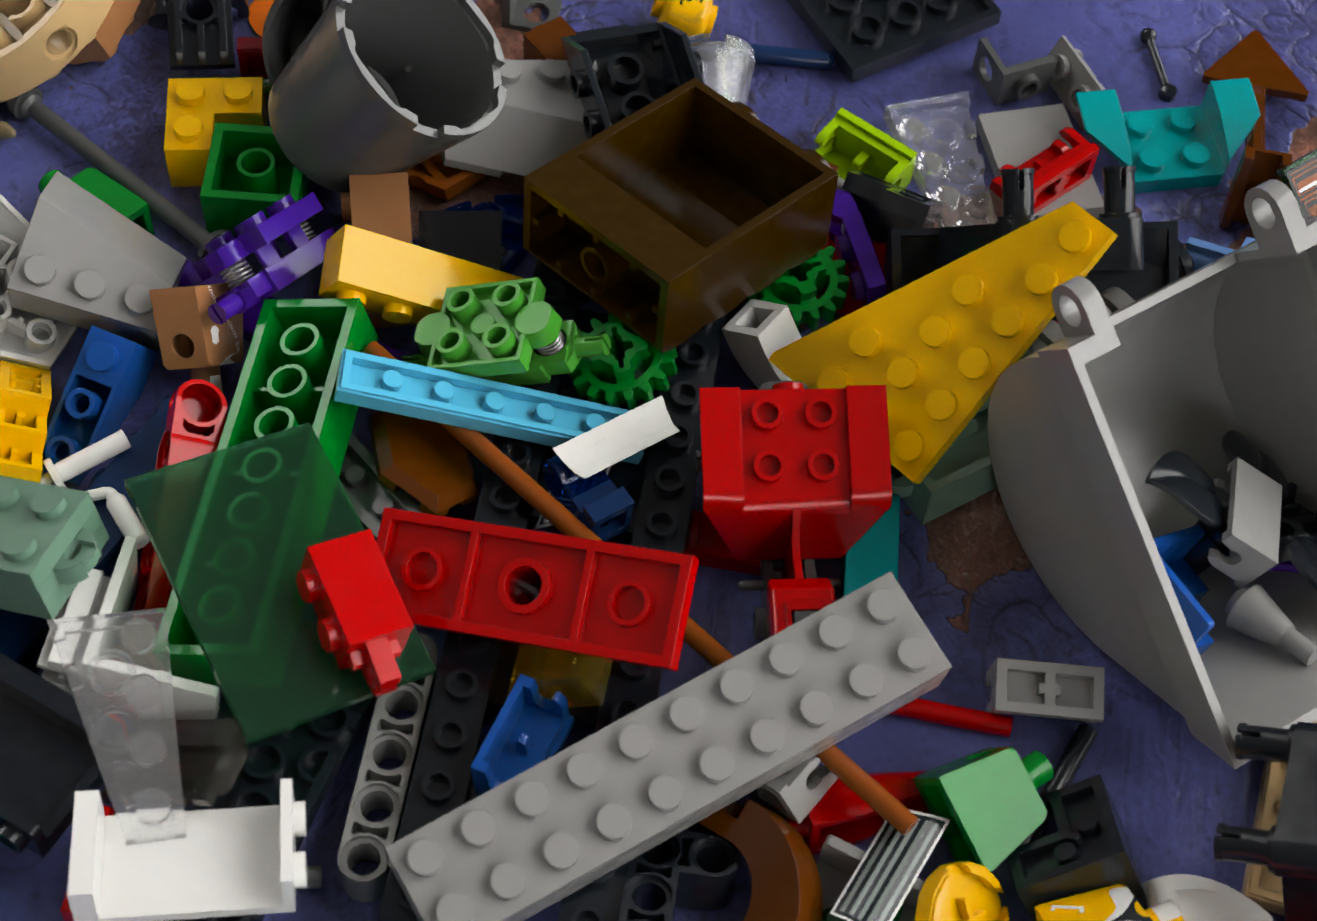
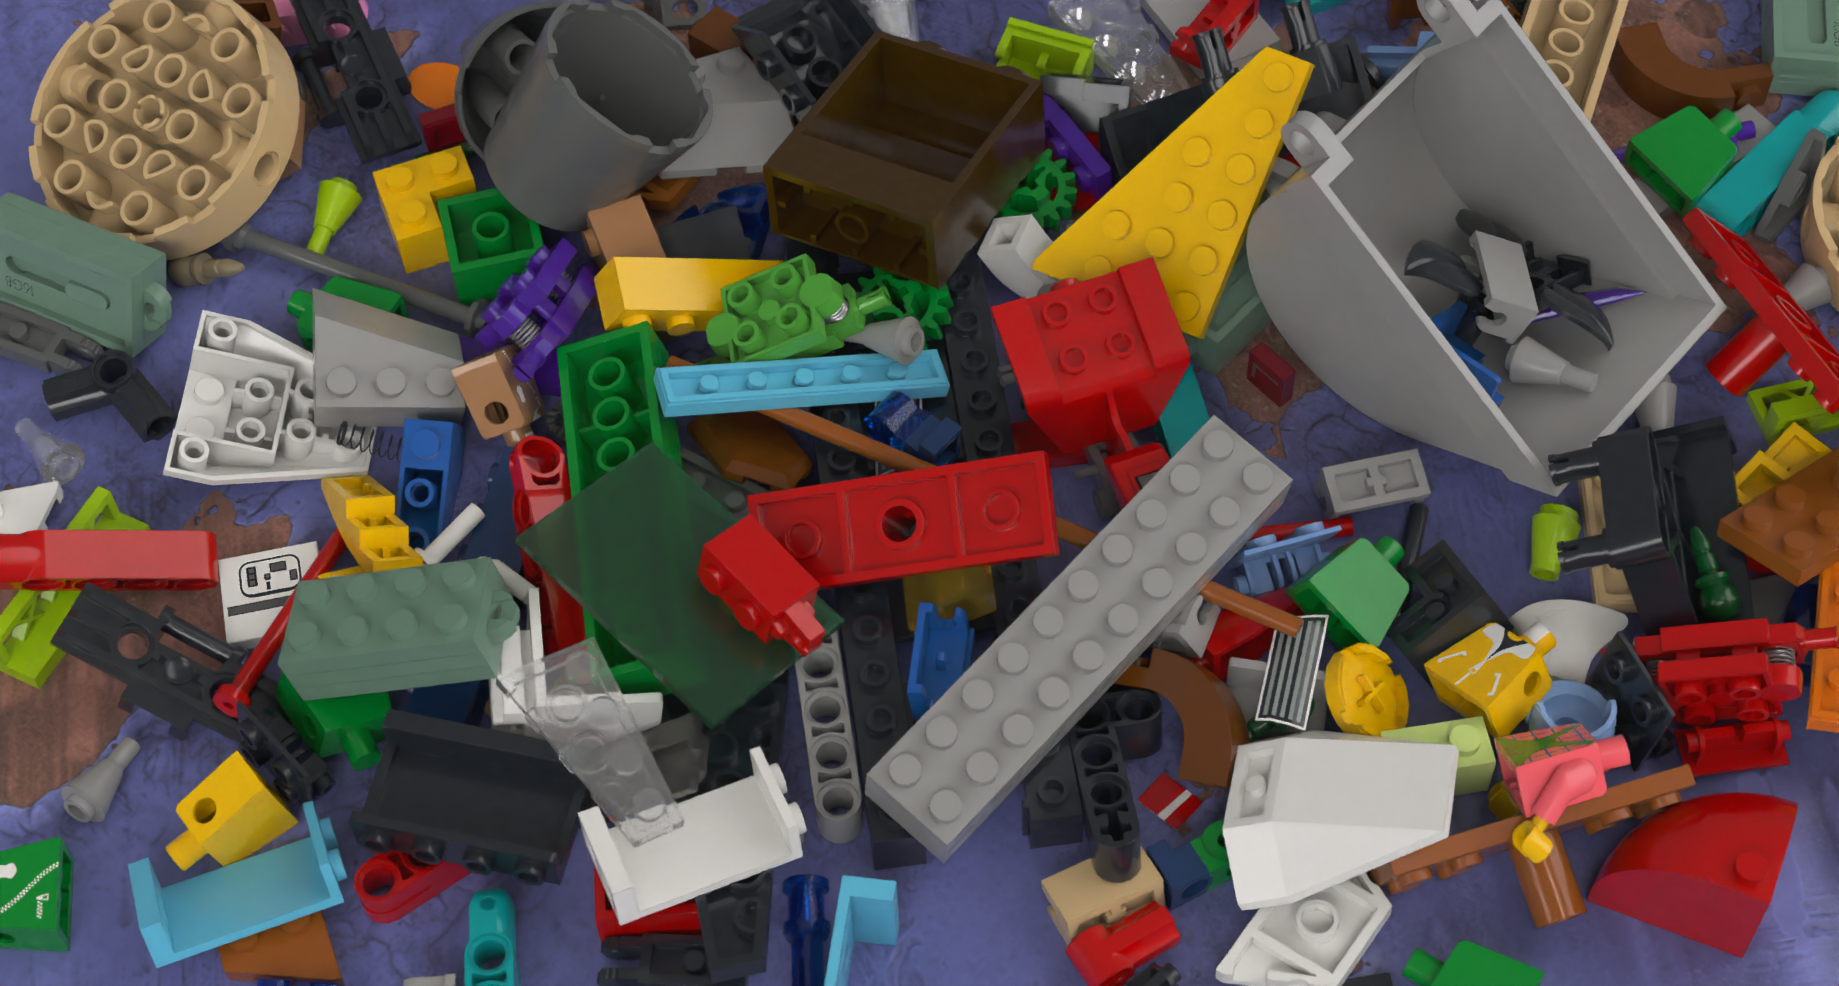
camera: 10 degrees left, 0 degrees up
(34, 320) = (343, 428): none -> black piece
(126, 103) = (334, 206): none -> lime cone
(601, 390) = (895, 338): none -> light grey cone
(617, 439) = (925, 377): white sticker -> none
(895, 729) = (1297, 553): none -> medium blue hinge
(980, 541) = (1271, 374): none -> dark red tile
(1221, 800) = (1550, 526): none -> lime cone

